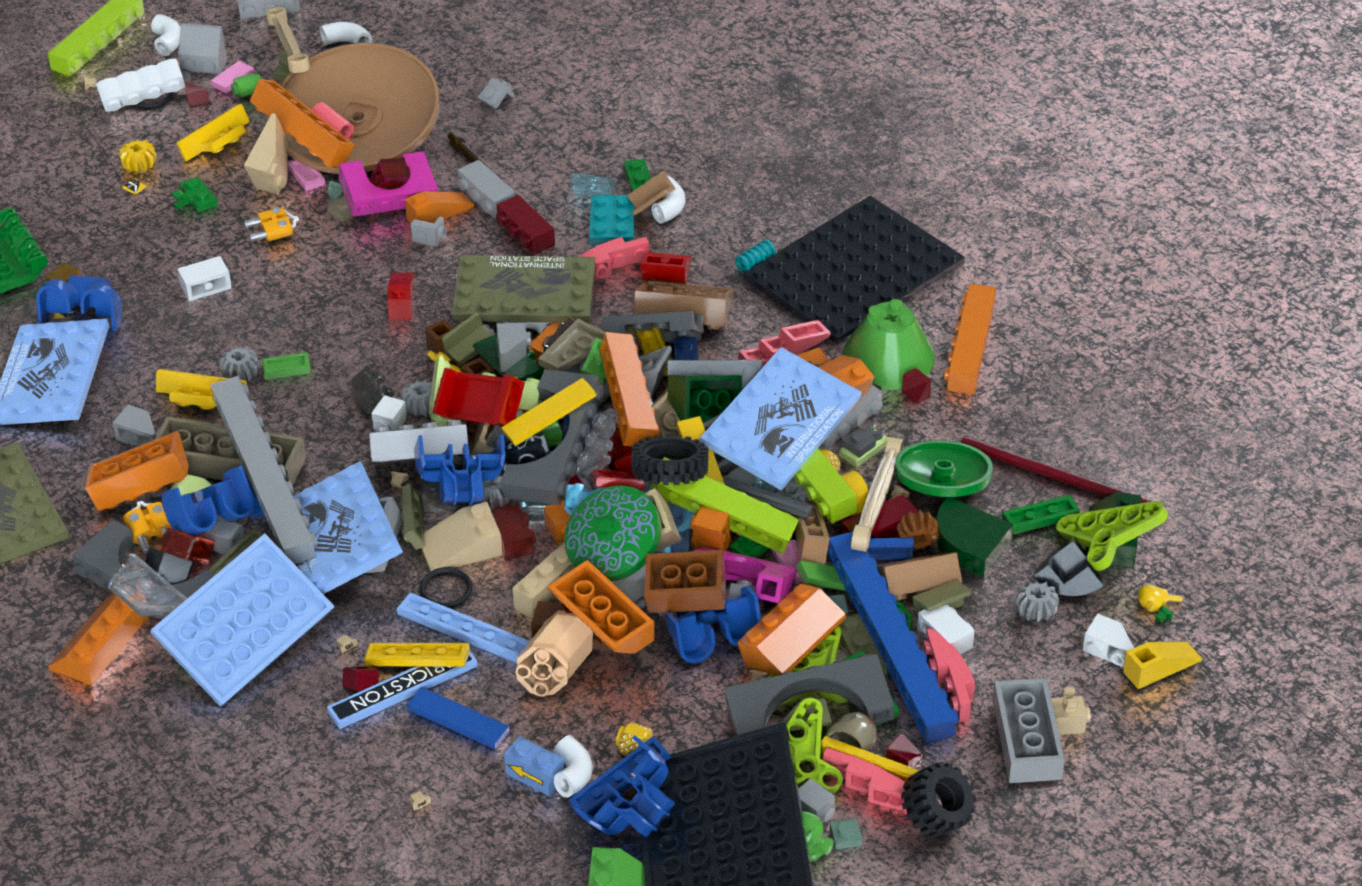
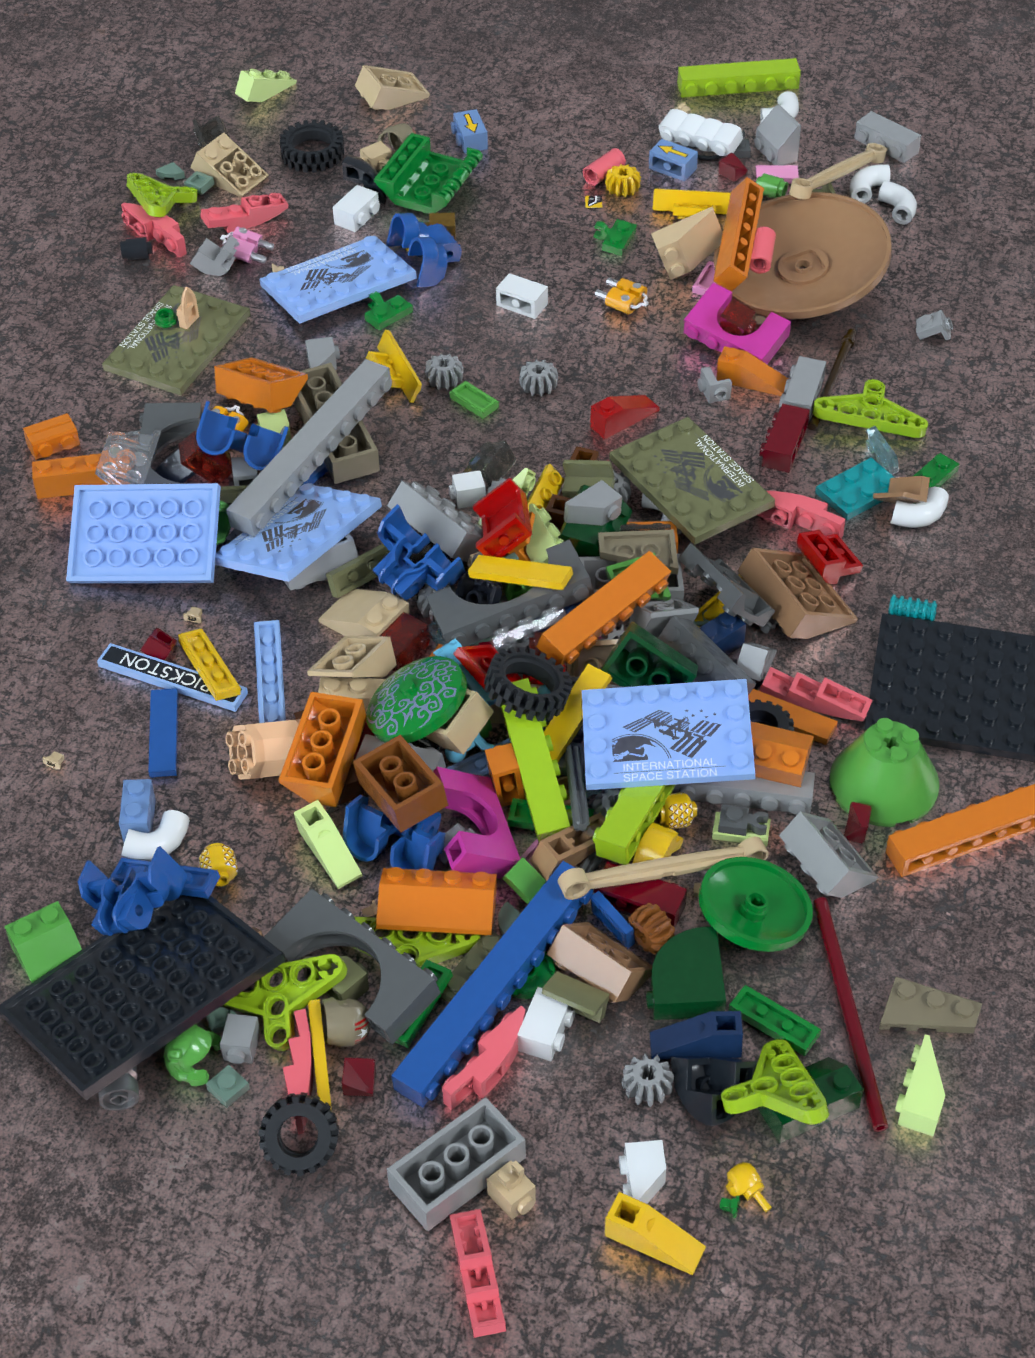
camera: 55 degrees right, 5 degrees up
(33, 638) = (51, 436): none -> orange brick
(107, 157) = (597, 170): none -> coral pin
(122, 365) = (386, 313): none -> green plate
(148, 117) = (673, 160): none -> medium blue brick
(303, 32) = (866, 179): none -> white cylinder
(309, 316) = (538, 377): none -> light grey gear
(444, 570) = (303, 622): black tyre -> none
(517, 556) = (357, 658): none -> tan slope
(544, 171) = (882, 412): none -> lime beam
(675, 667) = (327, 844): none -> yellowish green slope
(726, 350) = (756, 660): none -> light grey slope
(930, 416) = (826, 855): none -> light grey slope
(1029, 552) = (703, 1036): none -> dark blue slope
(1090, 441) = (921, 1006): none -> dark tan wing
(1122, 769) = (477, 1273): none -> coral slope
(1158, 475) = (925, 1092): none -> yellowish green slope

